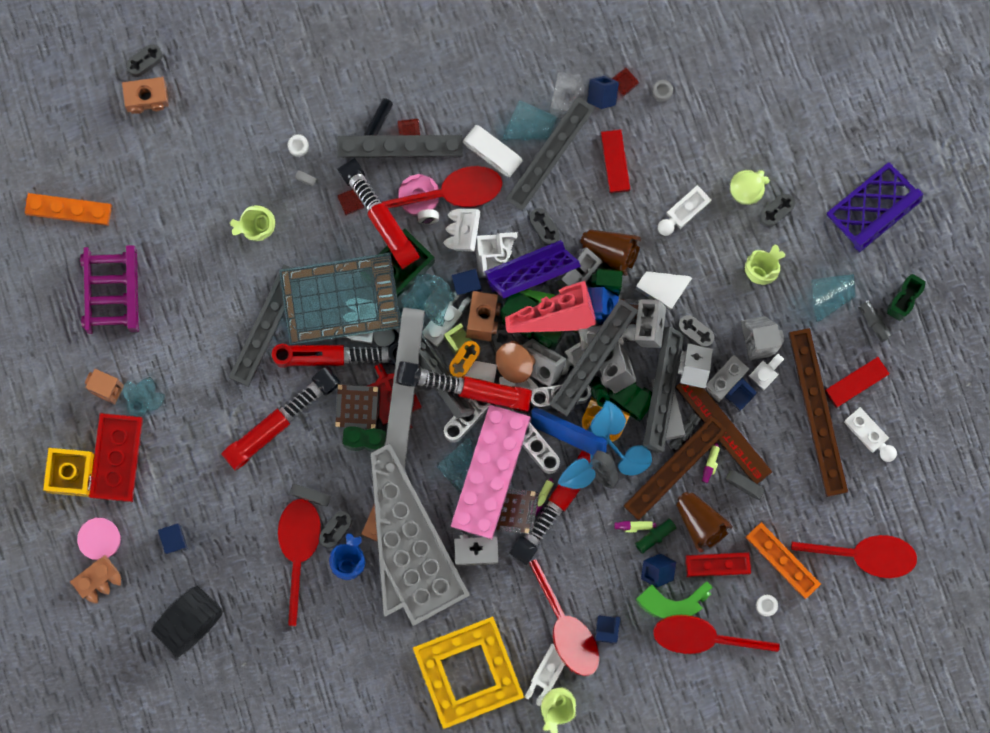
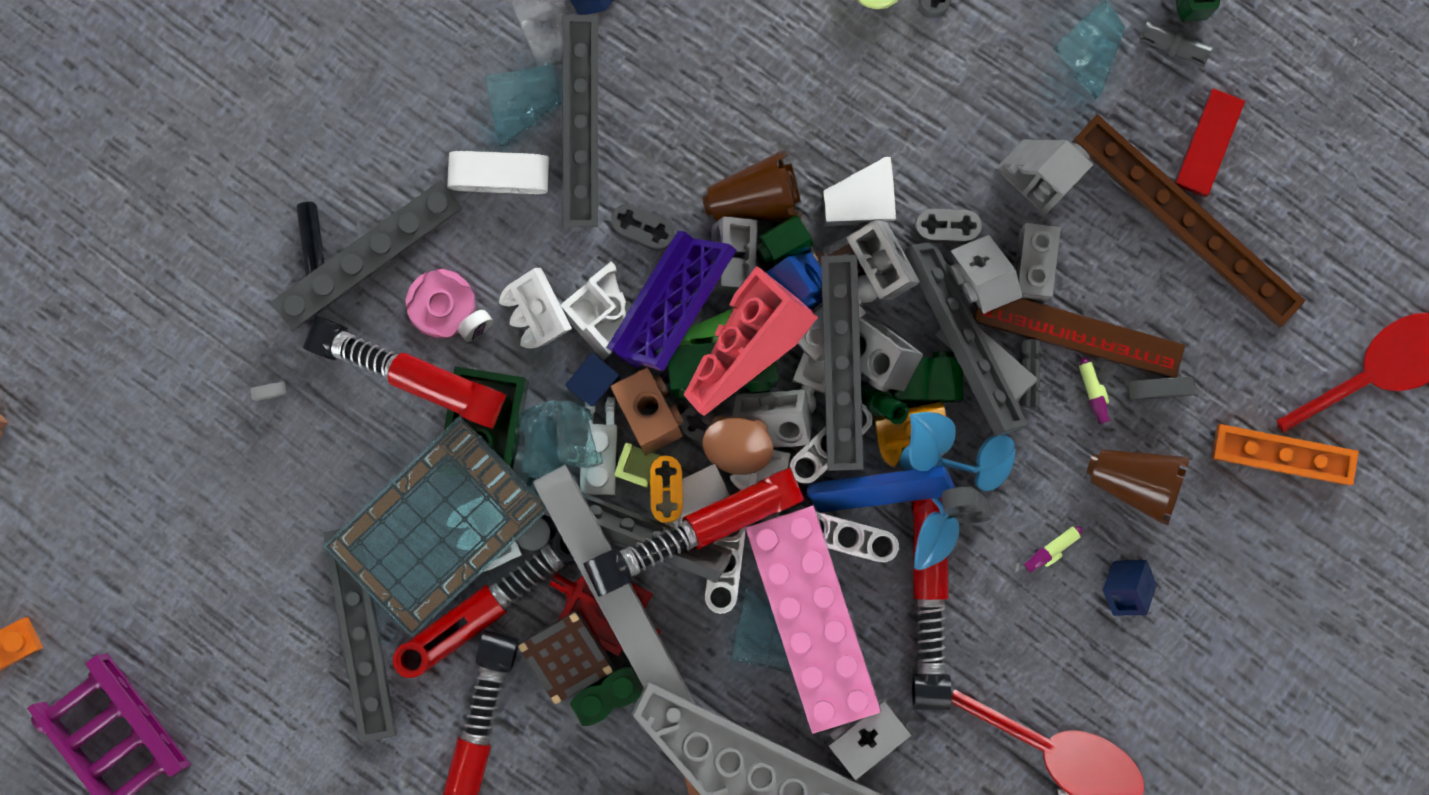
camera: 30 degrees left, 5 degrees up
(255, 223) = (243, 504): yellowish green hat -> none
(298, 145) = (226, 352): white tile -> none
(350, 202) = (353, 380): clear red tile -> none
(409, 127) = (360, 220): clear red tile -> none
(462, 188) = (494, 252): red piece -> none
(518, 512) = (888, 645): tile -> none
(543, 494) = (903, 600): yellowish green piece -> none
(607, 629) = (1119, 717): dark blue panel -> none
(615, 161) = (674, 69): red tile -> none
(655, 536) = (1092, 543): dark green pin -> none
(661, 607) = (1188, 627): bright green arch -> none
(675, 468) = (1053, 432): reddish brown tile -> none
(684, 211) = (815, 72): white plate -> none
(695, 635) = (1243, 639): red piece -> none
(718, 564) = (1201, 522): red tile -> none
(741, 394) = (1071, 269): dark blue panel -> none
(764, 266) = (978, 73): yellowish green hat -> none
(765, 374) = (1079, 218): white plate -> none
(766, 605) = (1304, 530): white tile -> none
(870, 434) = (1277, 201): white plate -> none

